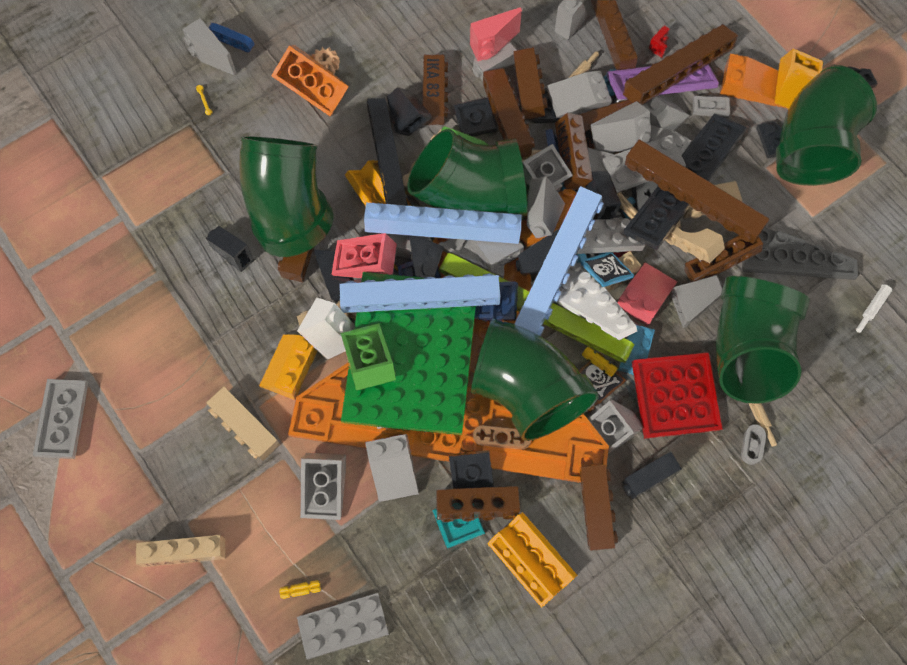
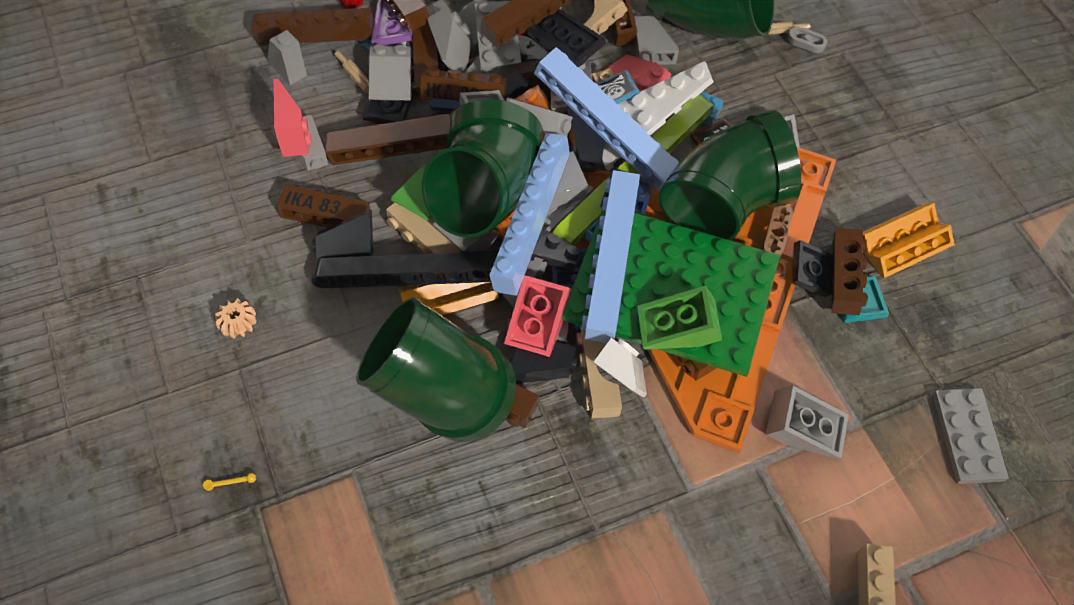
camera: 80 degrees left, 10 degrees down
(207, 47) = (156, 451): light grey slope -> none
(230, 248) = (474, 476): black slope -> none
(232, 37) = (144, 428): blue beam -> none
(243, 423) = (719, 501): tan brick -> none
(289, 366) = (650, 435): light orange slope -> none
(300, 589) = (927, 473): yellow axle -> none
(310, 79) = (259, 336): orange slope -> none
(392, 467) = (794, 342): light grey slope -> none
(475, 117) = (377, 178): black plate -> none
(529, 84) = (354, 112): reddish brown brick -> none
(597, 507) = (861, 168): reddish brown brick -> none
(599, 361) = (703, 133): yellow axle -> none
(651, 476) = (833, 116): black slope -> none
(676, 395) = (752, 79): red plate -> none

